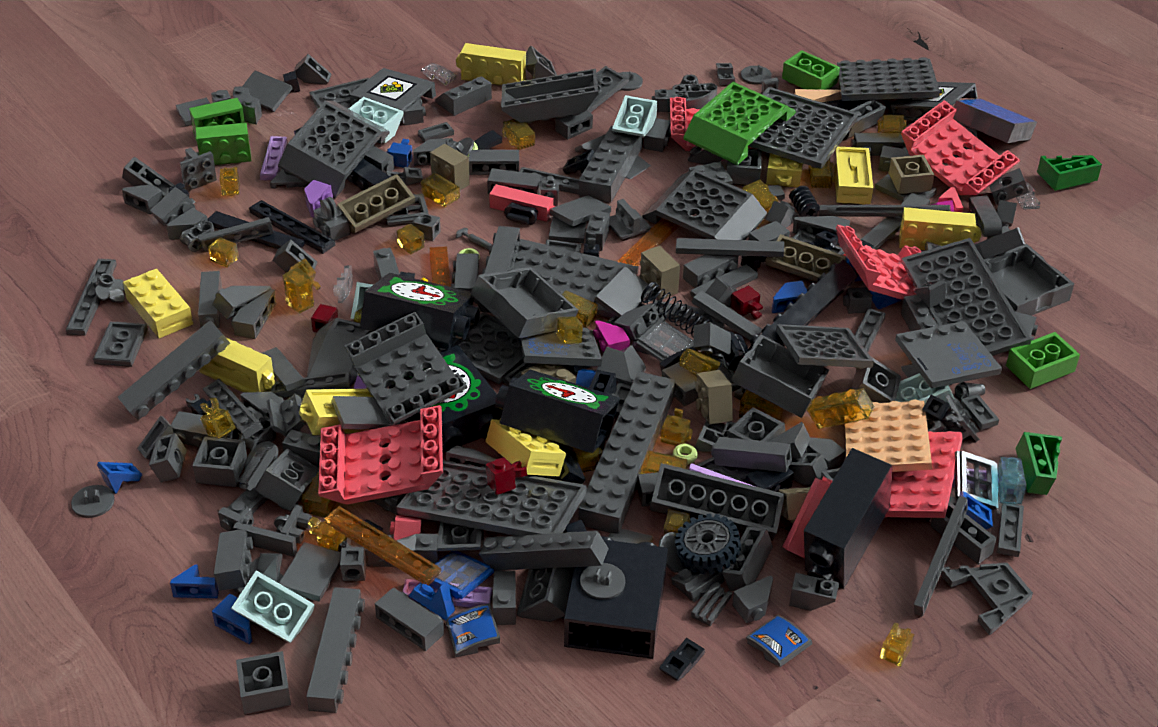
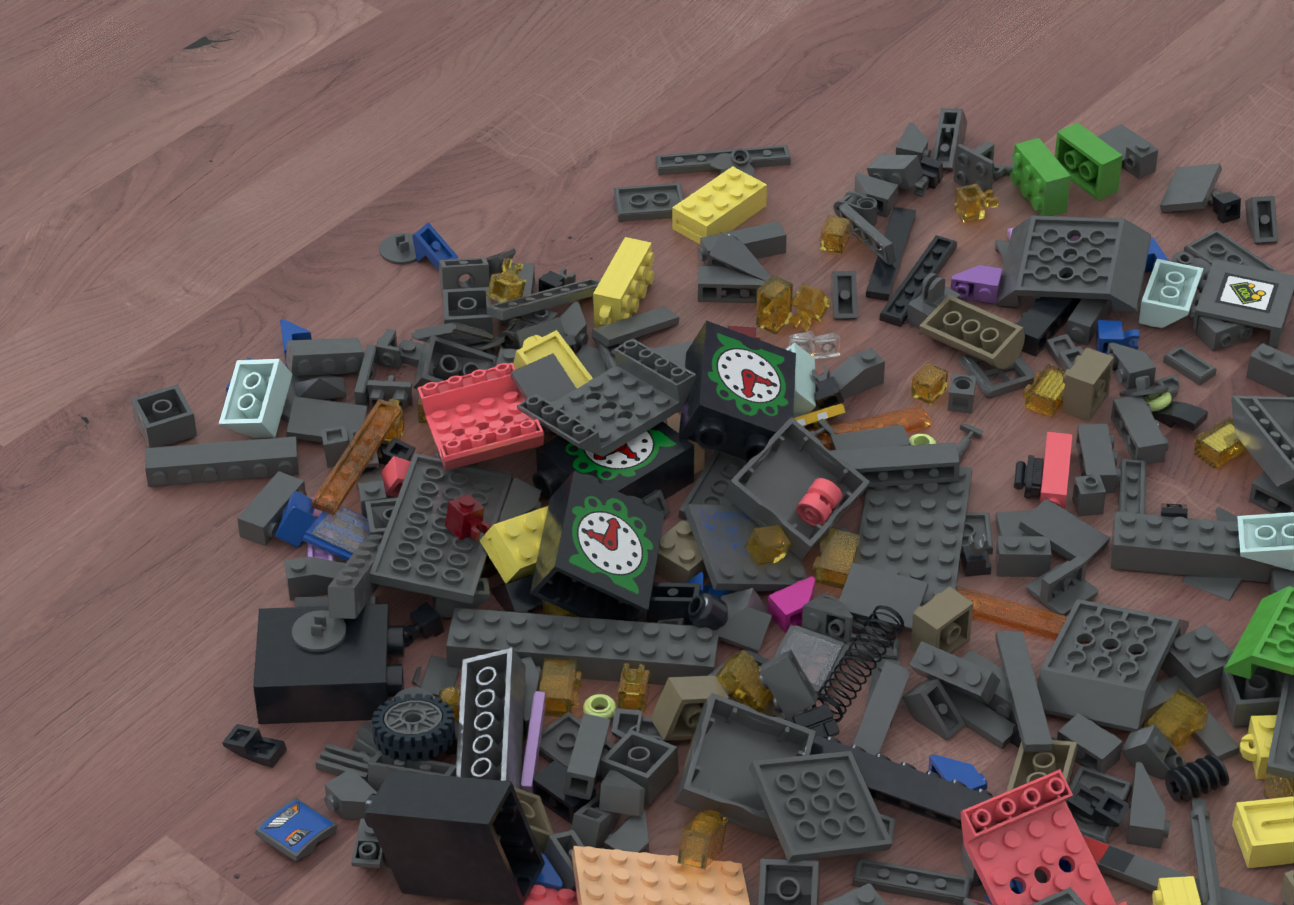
camera: 80 degrees right, 0 degrees up
(174, 370) = (584, 236): dark grey brick -> none
(250, 105) = (1149, 178): dark grey brick -> none
(472, 629) = (265, 563): slope -> none
(537, 294) = (819, 502): none -> coral wheel
(627, 377) = (708, 611): none -> black head
(710, 270) = (955, 672): none -> dark grey brick
(746, 301) = (927, 734): dark red brick -> none

